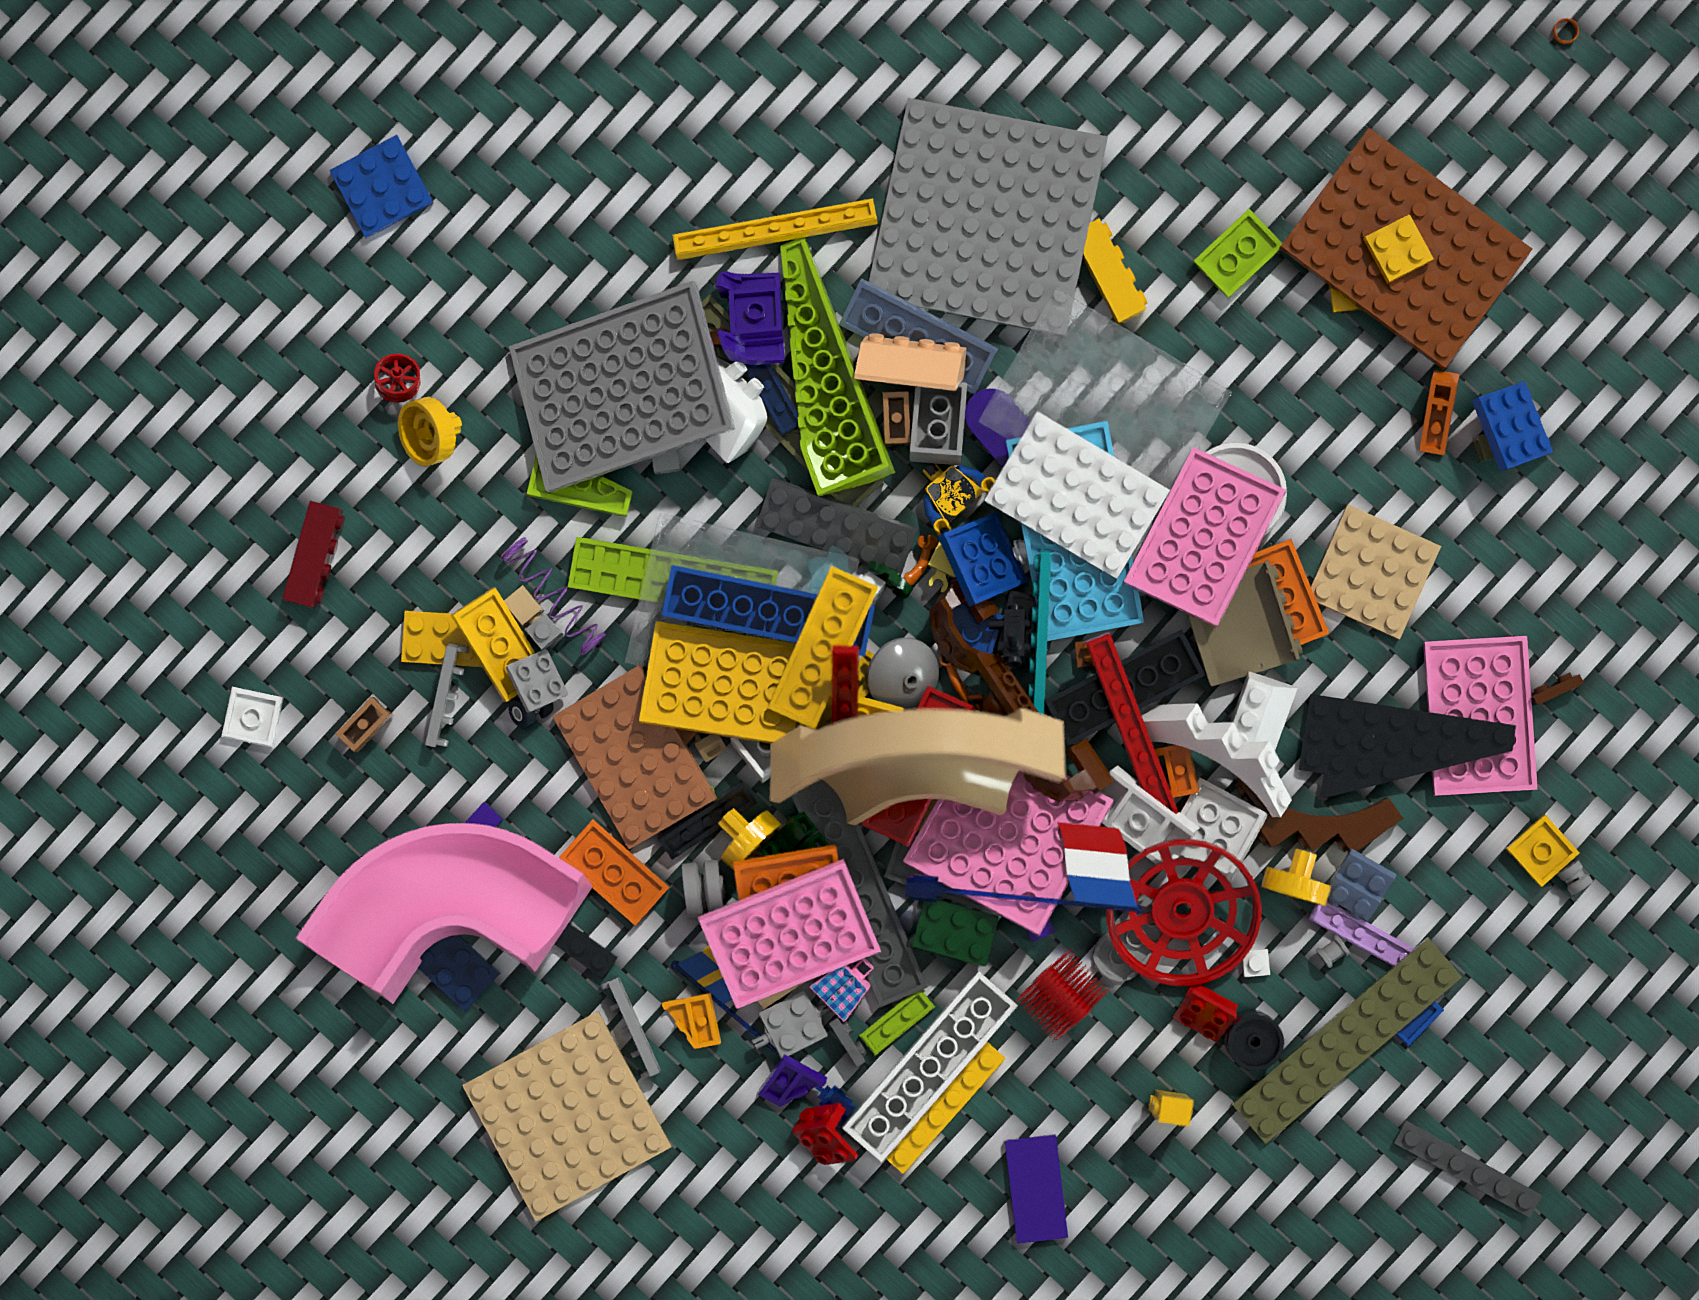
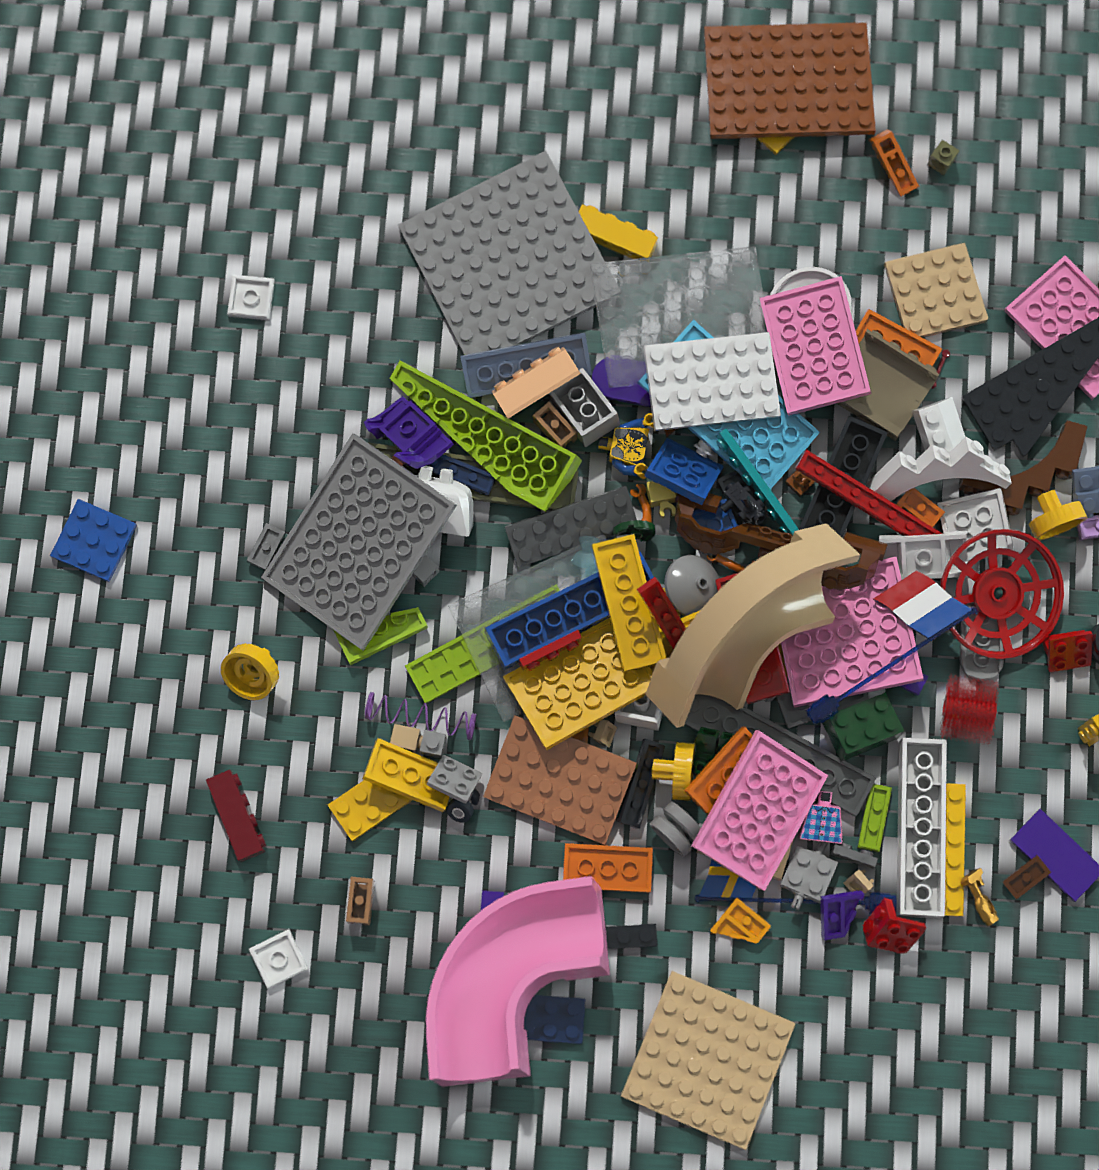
camera: 40 degrees left, 10 degrees down
(397, 378) = (202, 655): red wheel -> none
(443, 694) = (398, 838): light grey hinge -> none
(536, 320) = (266, 546): none -> flat silver plate
(633, 1026) = (704, 960): light grey hinge -> none
(711, 60) = (251, 297): none -> white tile
(716, 634) = (550, 651): none -> red plate
(775, 229) = (377, 370): yellow tile -> none
(831, 1068) = (859, 882): none -> tan tile
(930, 1178) = (982, 903): none -> pearl gold piece
(990, 1186) = (1026, 877): none -> reddish brown plate
(1238, 253) = (687, 162): lime plate -> none
(1256, 963) = (1073, 594): white plate -> none
(1331, 640) = (945, 354): none -> dark red hinge
(1398, 249) = (785, 81): yellow plate -> none
(1512, 426) = (947, 133): blue plate -> none

